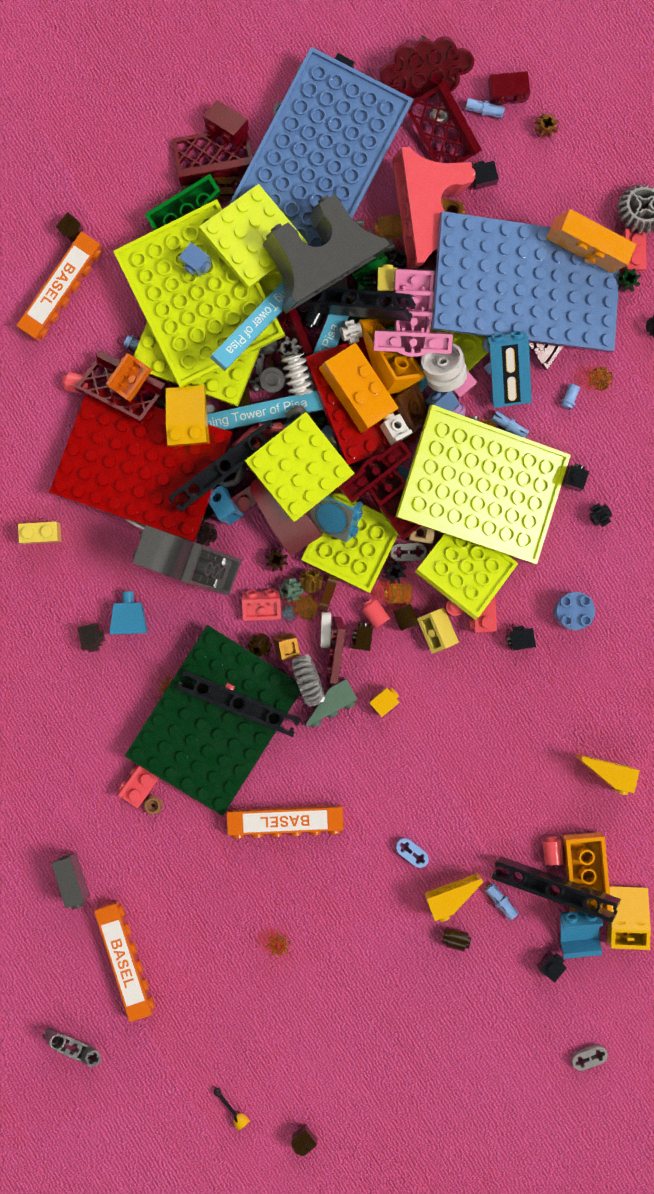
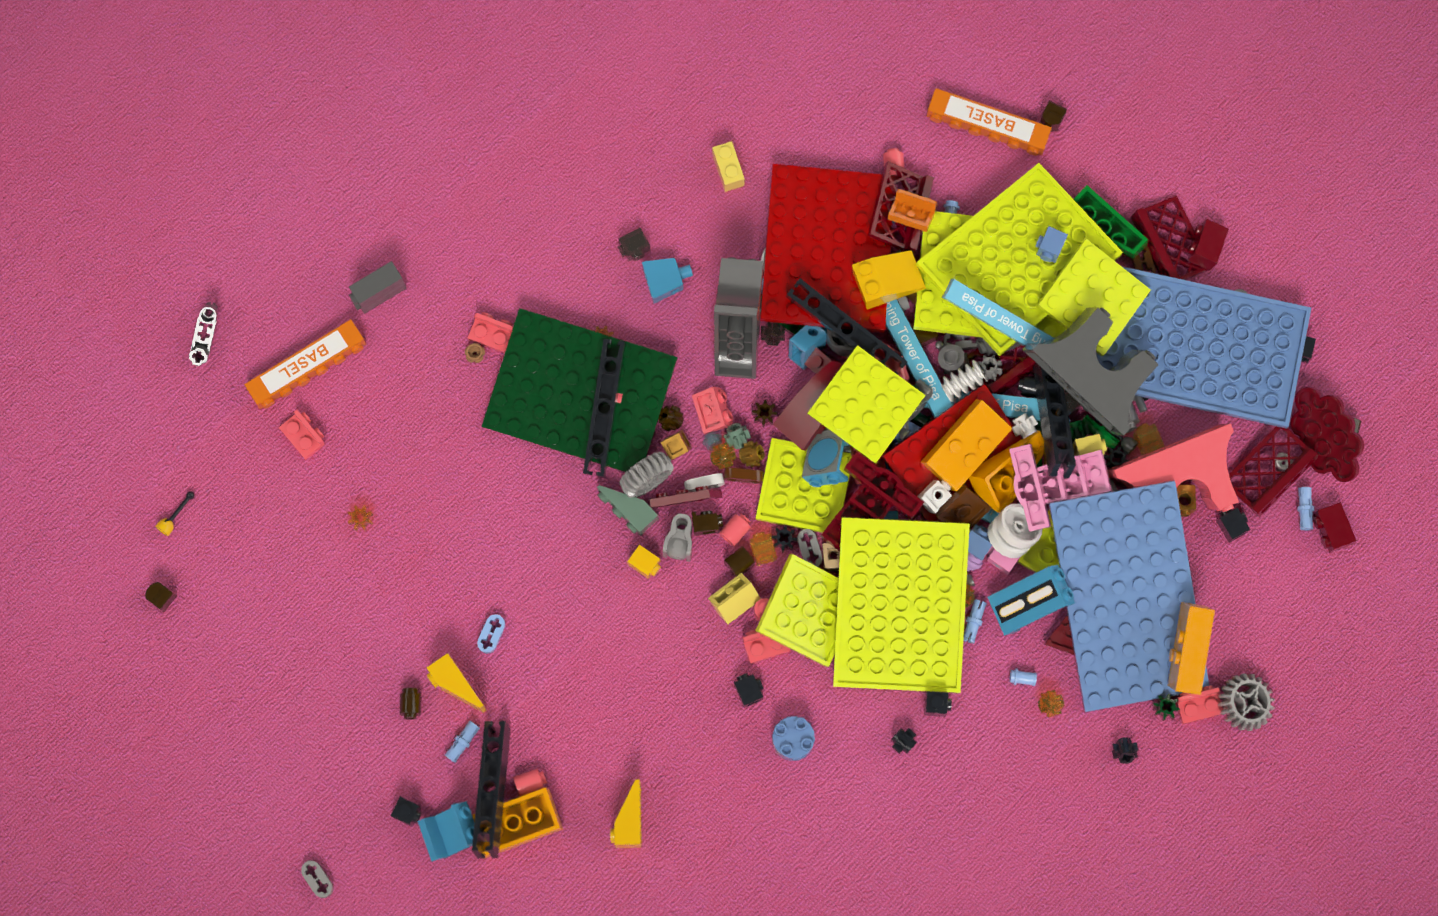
camera: 75 degrees right, 10 degrees down
(188, 978) = (302, 435): none -> coral bracket
(285, 820) = (492, 491): brick -> none
(376, 666) = (678, 542): none -> light grey piece
(551, 128) = (1301, 580): pearl gold gear -> none
(632, 924) = (478, 881): yellow slope -> none

